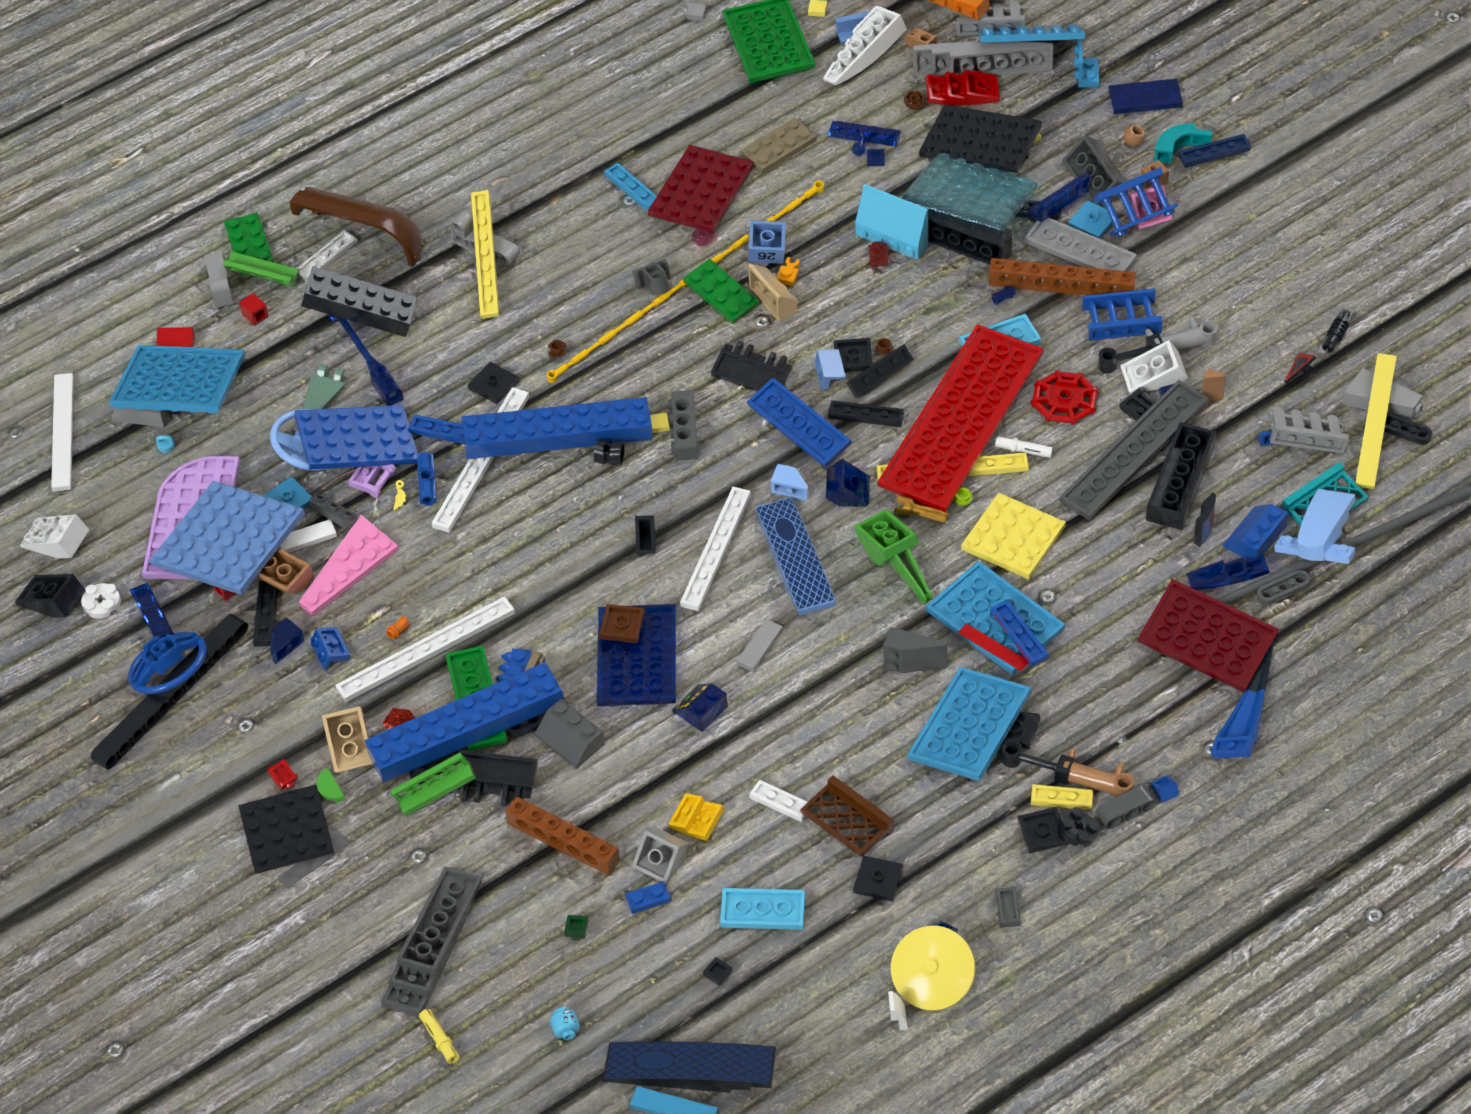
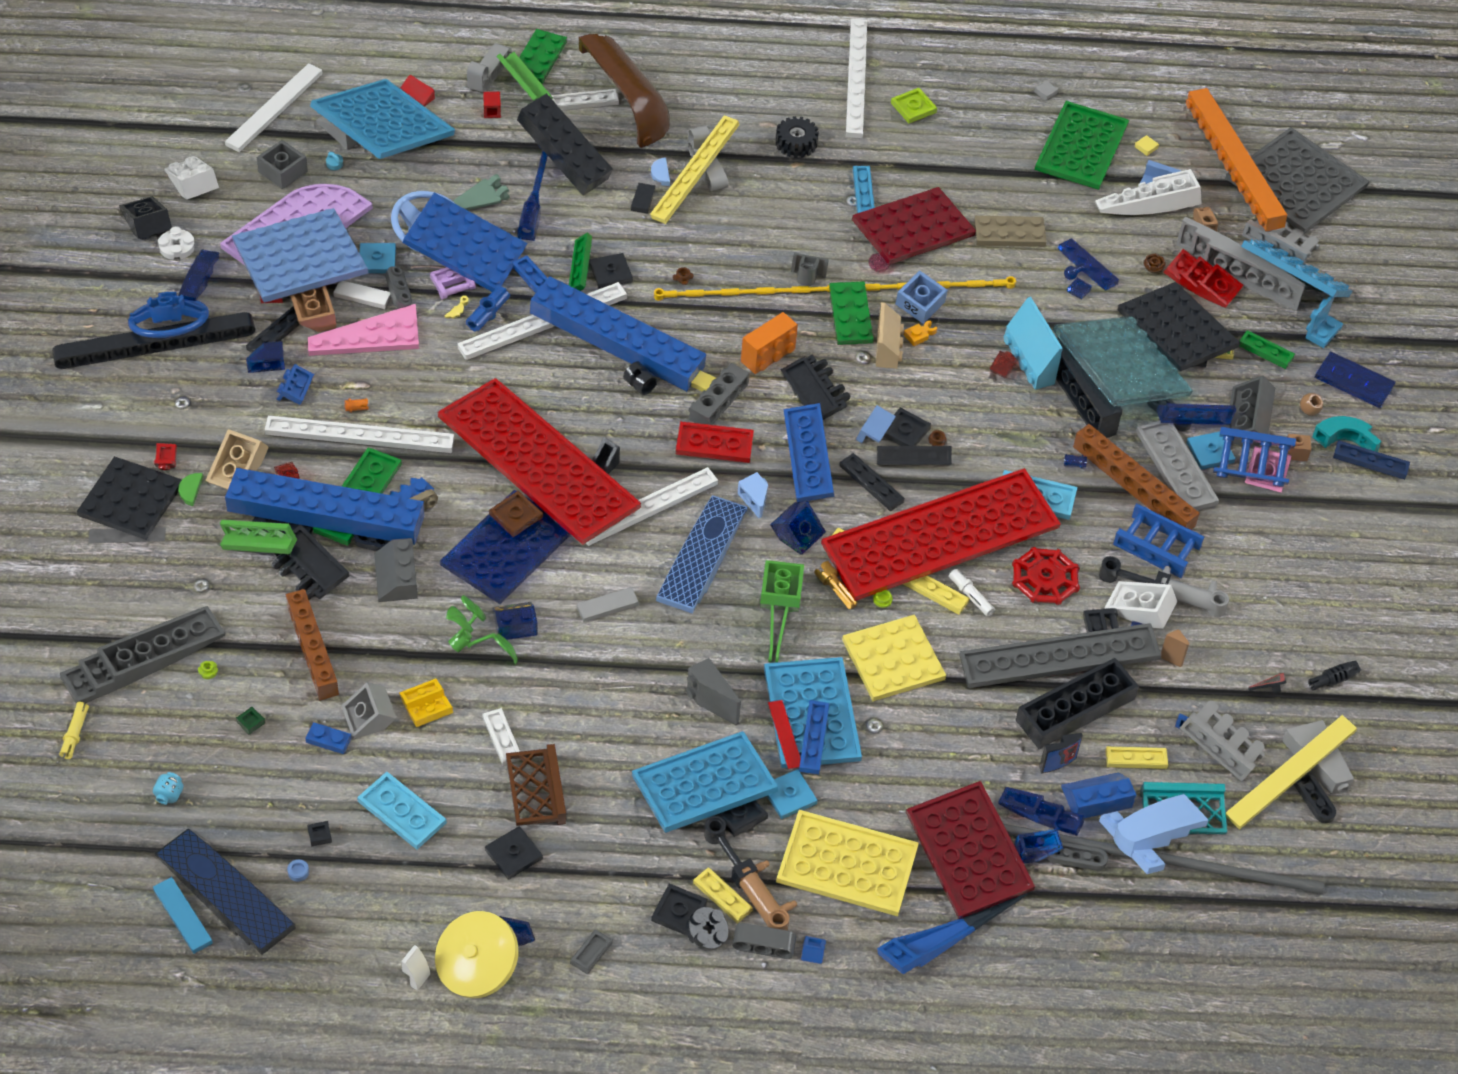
camera: 30 degrees right, 0 degrees up
(127, 473) = (282, 164): none -> dark grey brick
(452, 276) = (659, 172): none -> light blue tile
(459, 306) = (643, 198): none -> black tile
(463, 391) = (580, 262): none -> green plate
(499, 918) = (208, 673): none -> lime plate
(533, 184) = (797, 145): none -> black bush
(534, 96) = (856, 78): none -> white plate
(595, 570) = (539, 460): none -> red plate
(604, 90) = (913, 105): none -> lime plate
(676, 747) = (462, 637): none -> bright green plant
(686, 356) = (769, 343): none -> orange brick
(716, 463) = (714, 442): none -> red plate
(728, 1010) = (298, 870): none -> medium blue tile
(1043, 687) = (792, 795): none -> dark azure plate
(1061, 114) = (1266, 349): none -> green plate
(1129, 708) = (847, 862): none -> light yellow plate
(1254, 597) = (1037, 845): none -> clear blue slope
(1256, 487) = (1136, 757): none -> light yellow tile

